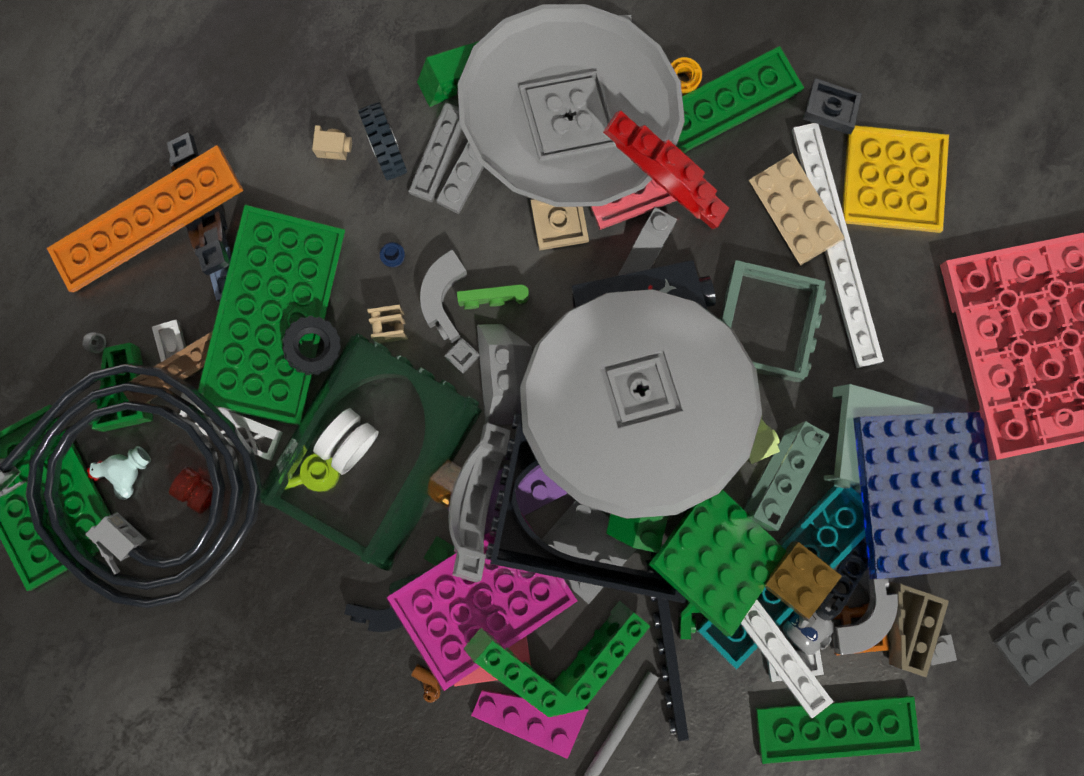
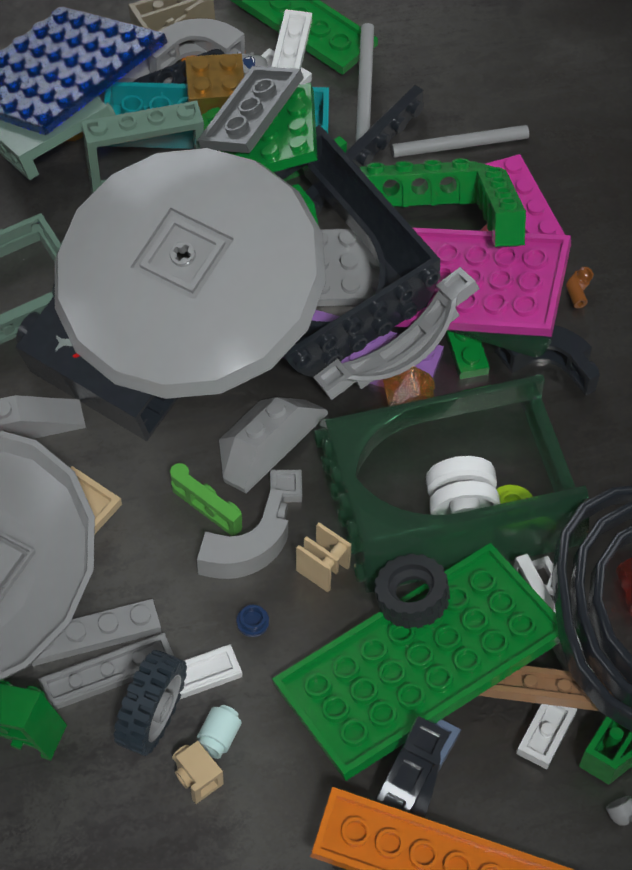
camera: 135 degrees left, 25 degrees down
(342, 174) = (219, 730): none -> light aqua brick
(388, 203) = (210, 670): none -> white tile
(728, 711) = (365, 80): none -> light grey piece
(740, 566) = (250, 109): none -> dark grey plate

